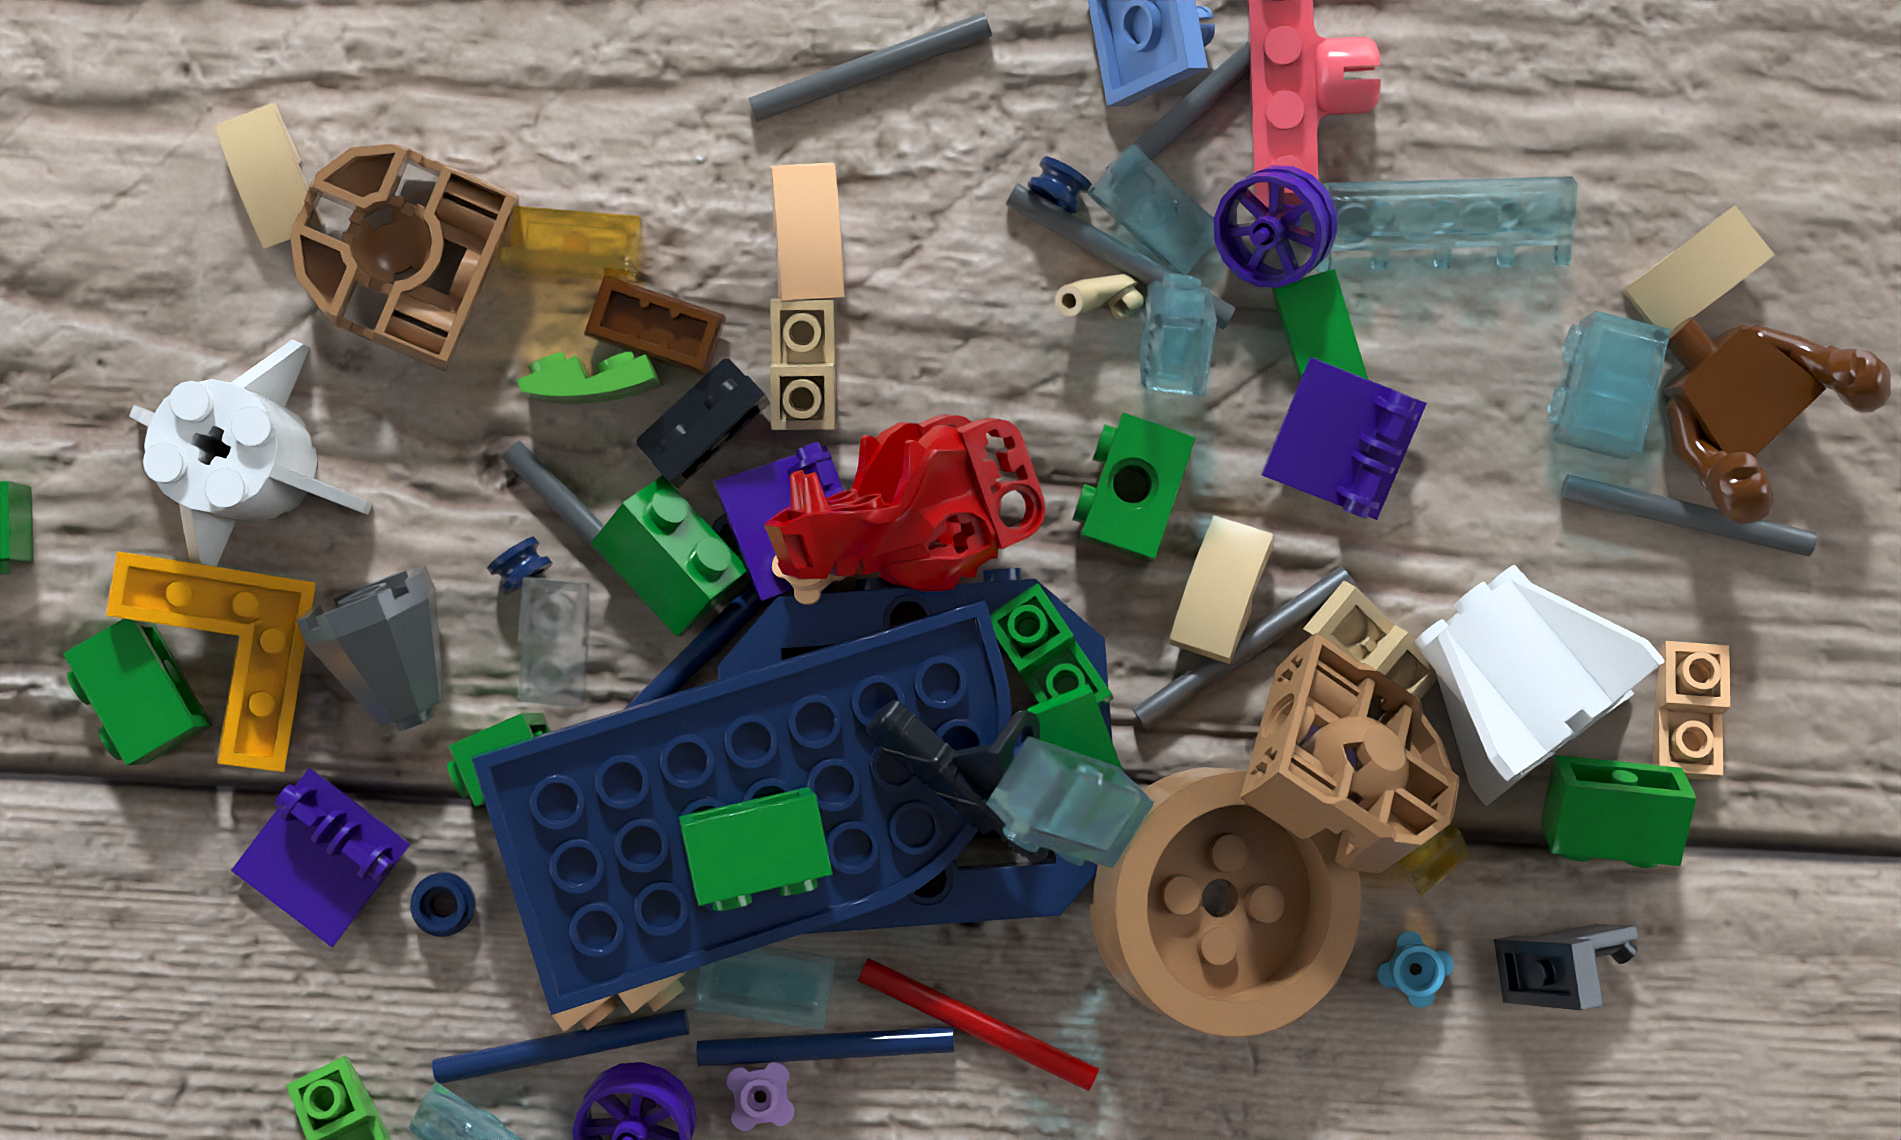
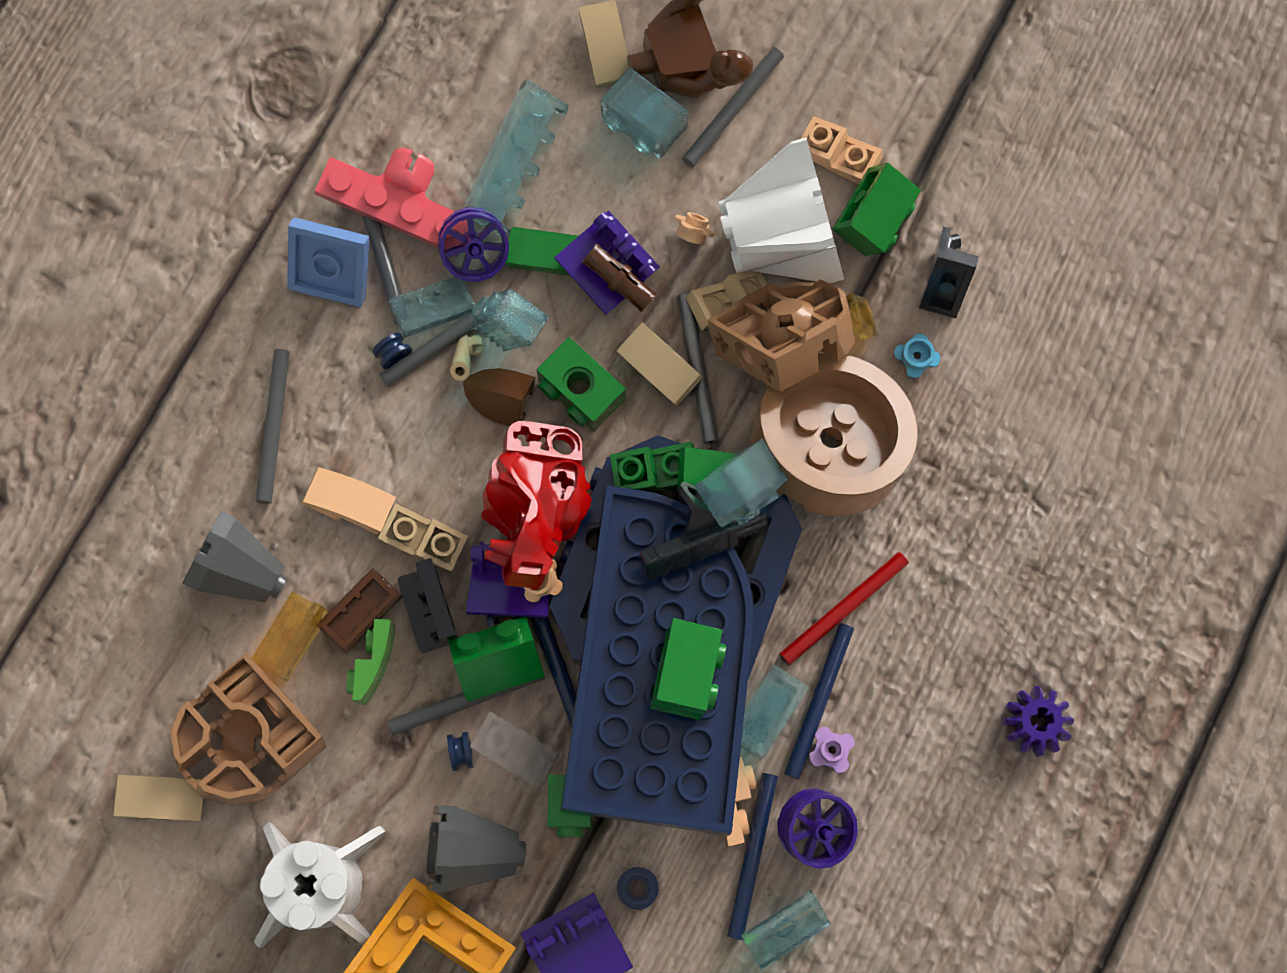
camera: 65 degrees left, 10 degrees down
(635, 116) = (235, 564): none -> dark grey cone
(1067, 374) = (499, 394): none -> reddish brown brick
(1324, 469) = (619, 277): none -> reddish brown pin
(1459, 544) = (693, 228): none -> light nougat plate

